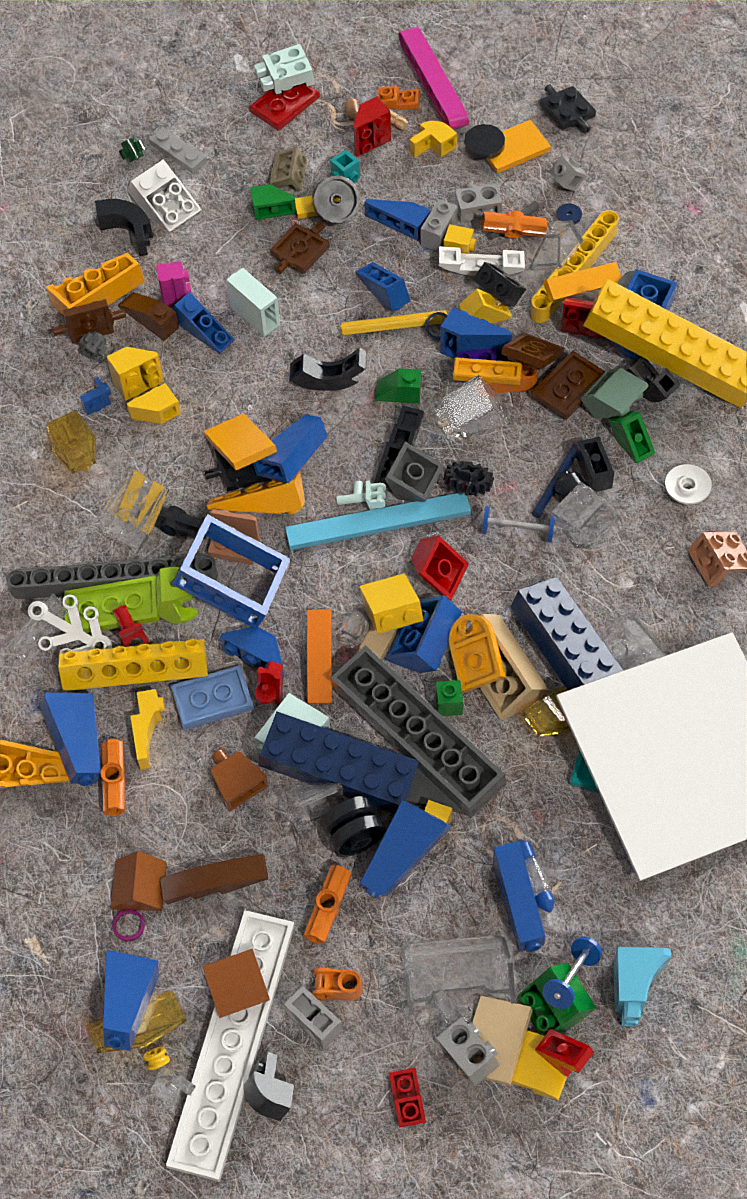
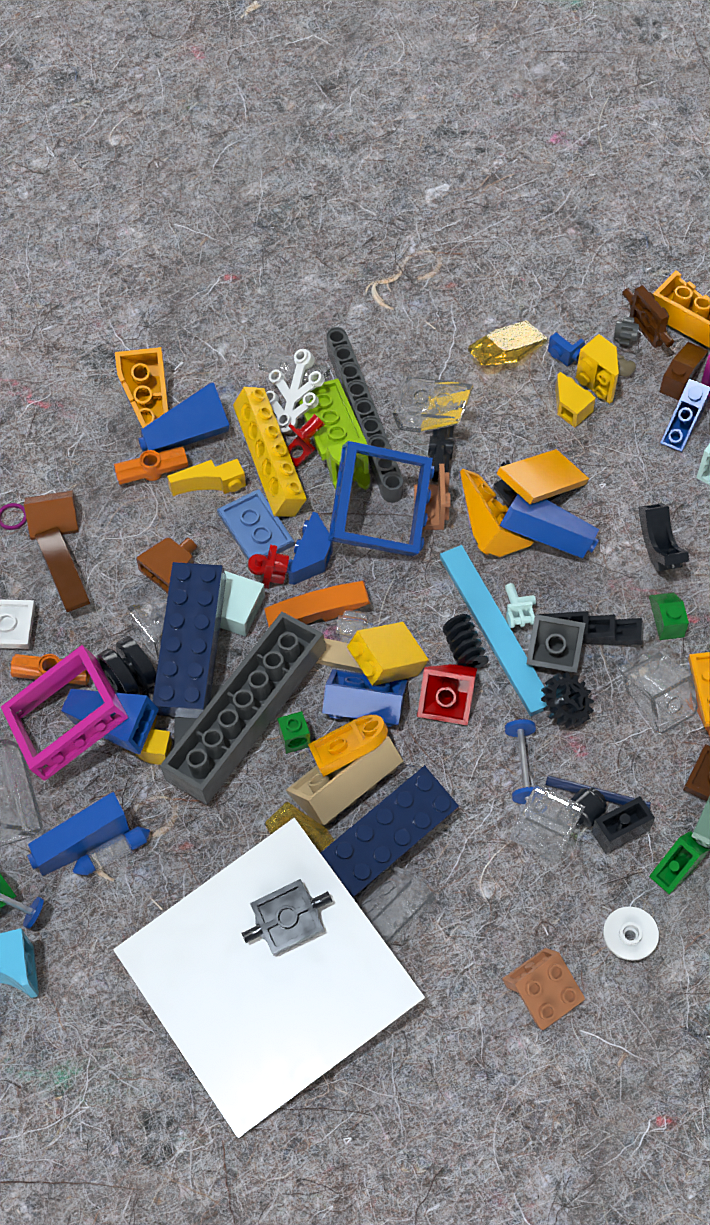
camera: 75 degrees right, 0 degrees up
(392, 544) = (464, 642): none -> black piece
(431, 872) = (82, 734): none -> dark pink window
(648, 719) = (287, 917): none -> plate

